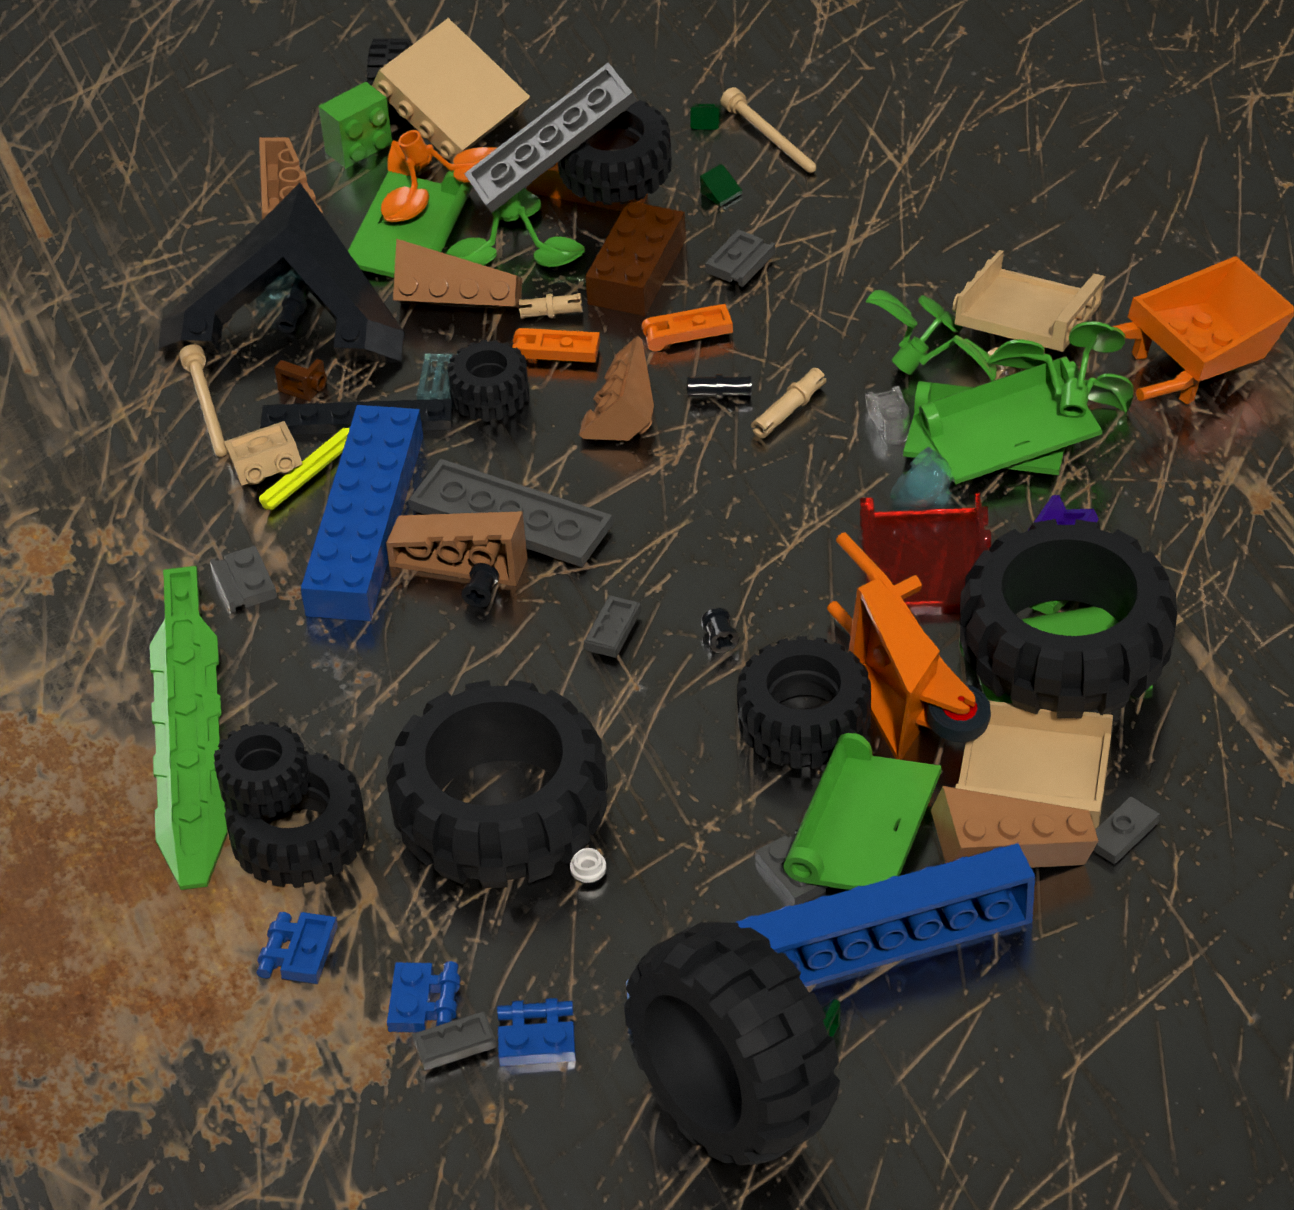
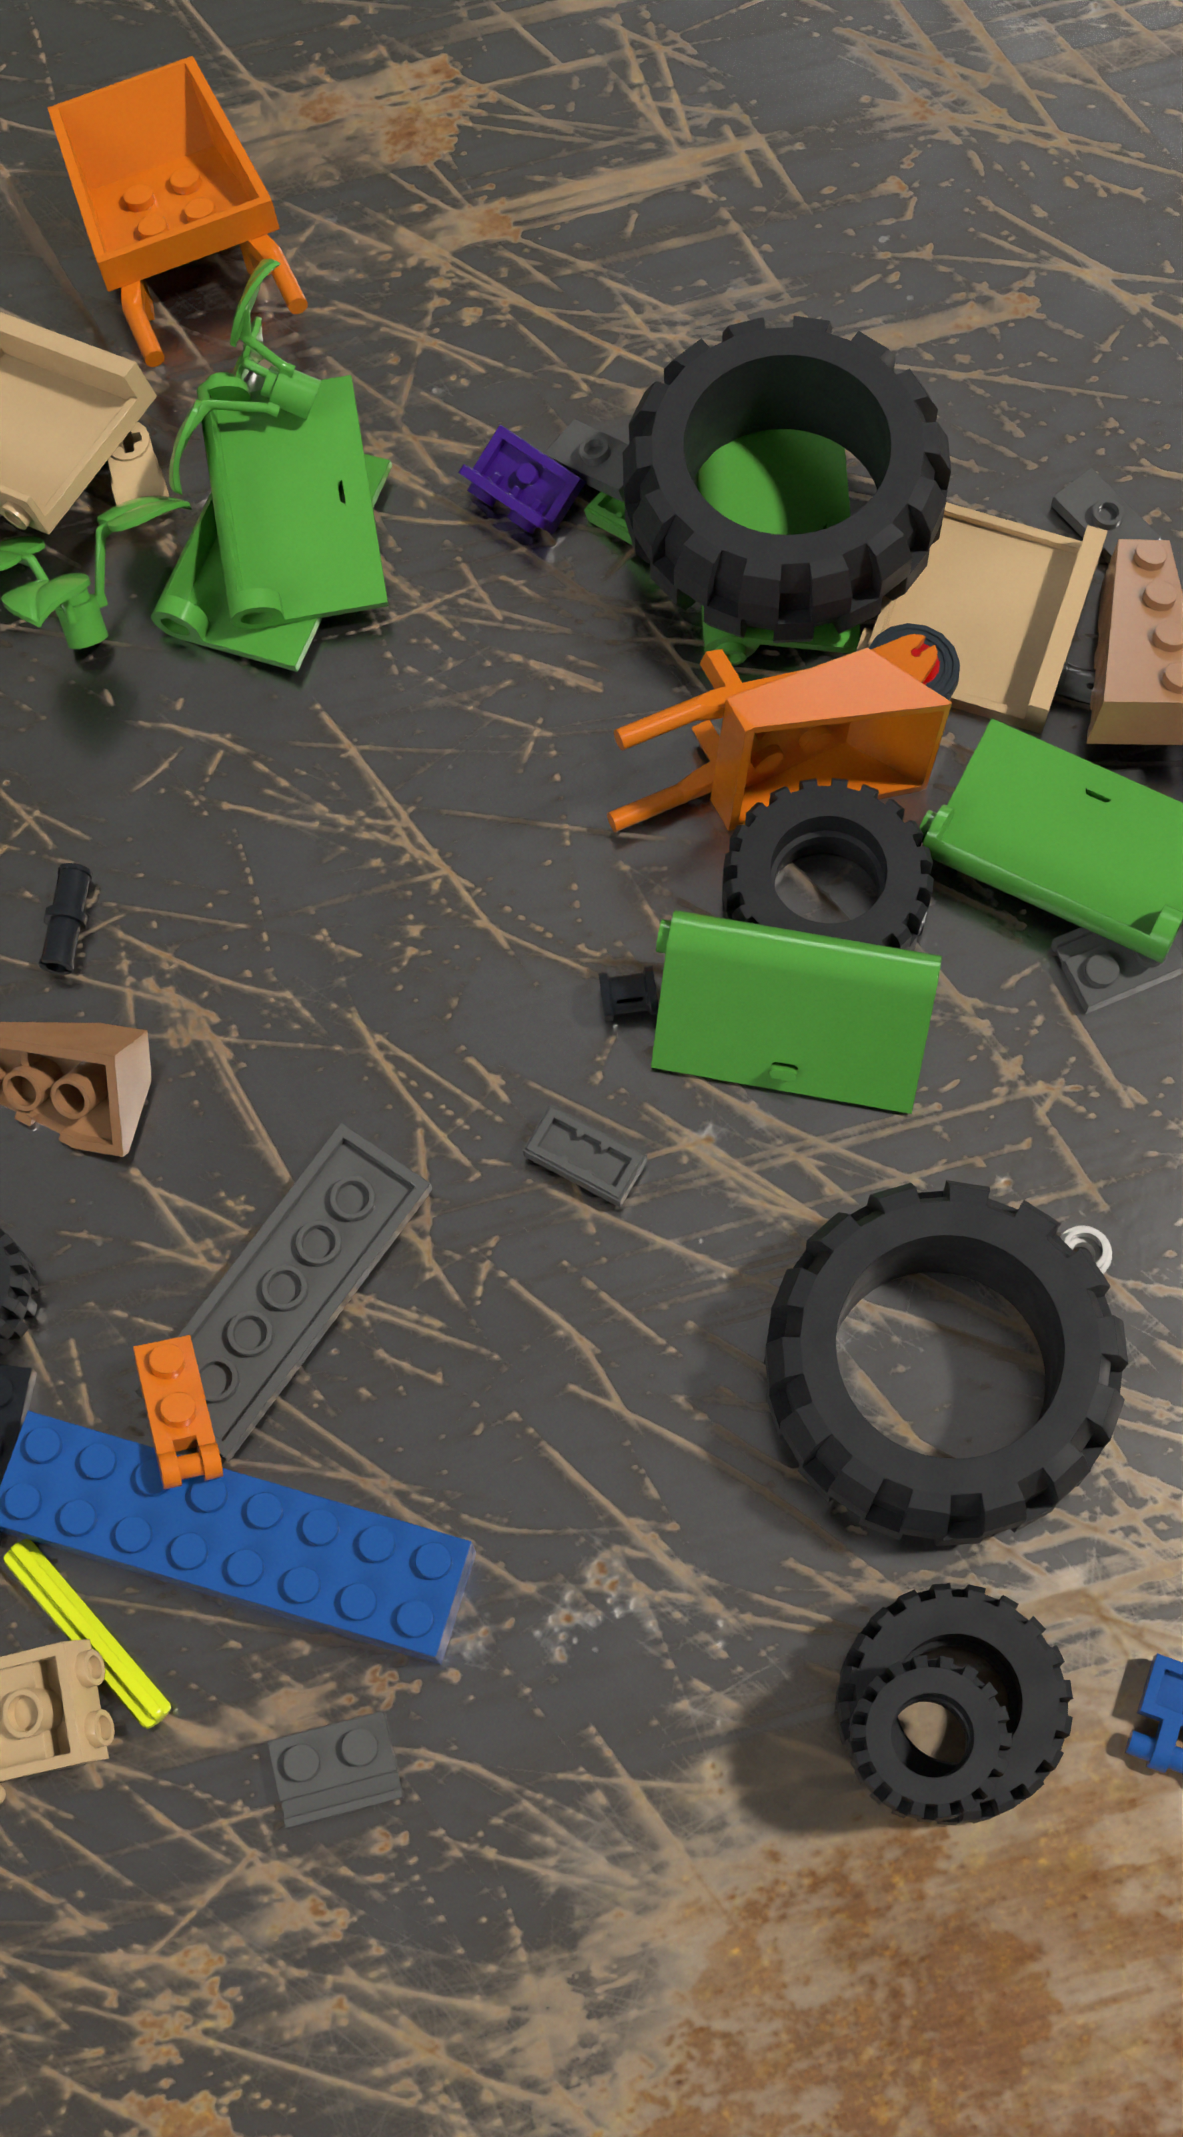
camera: 80 degrees left, 25 degrees up
(186, 722) = (688, 1889): bright green plate -> none
(424, 463) = (177, 1411): none -> orange plate
(458, 541) = (362, 1379): medium nougat wedge -> none
(478, 589) = (451, 1355): black bush -> none
(716, 688) = (793, 1010): none -> bright green door
(796, 395) = (118, 802): tan pin -> none
(889, 414) = (195, 672): clear piece -> none
(925, 483) = (384, 646): clear light blue cylinder -> none
(930, 544) = (528, 674): clear red panel -> none

